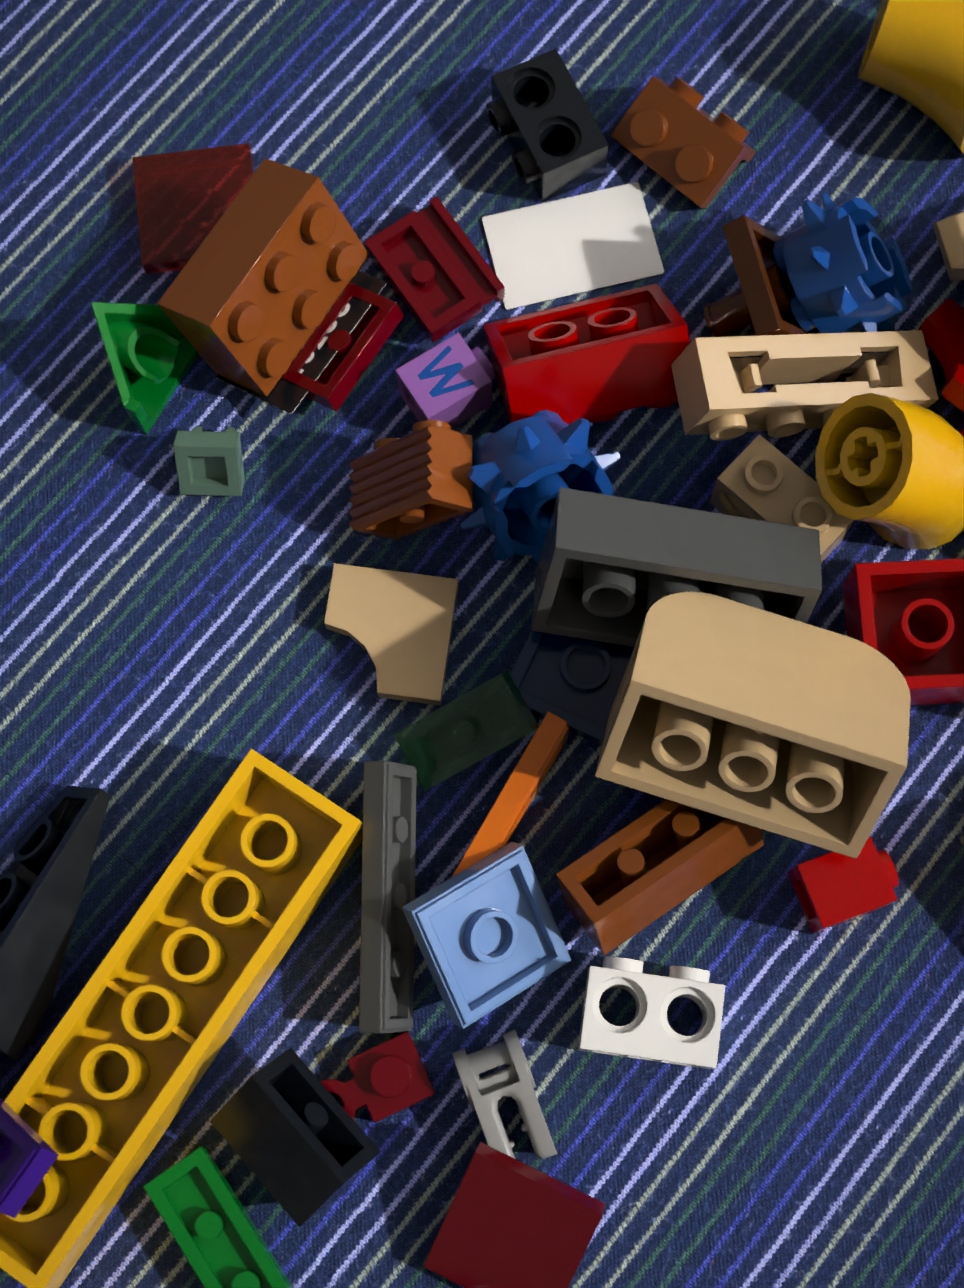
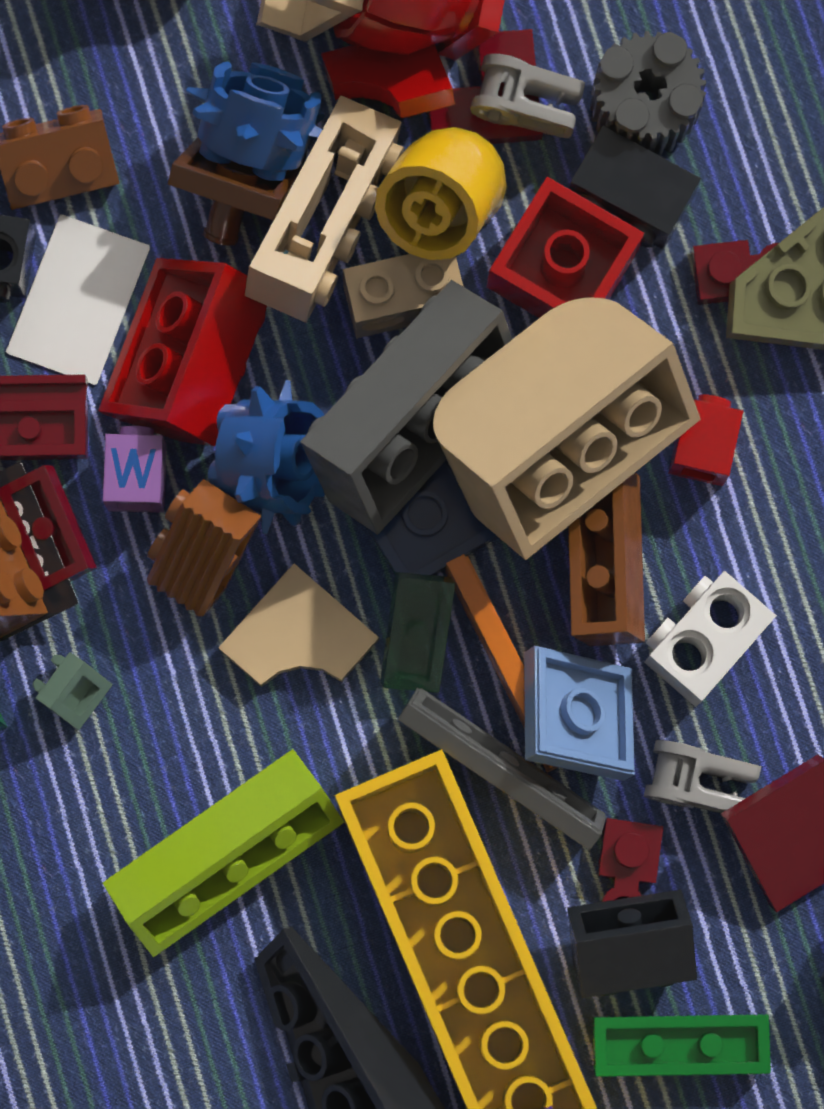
camera: 65 degrees left, 5 degrees up
(139, 687) = (222, 853): none -> lime brick

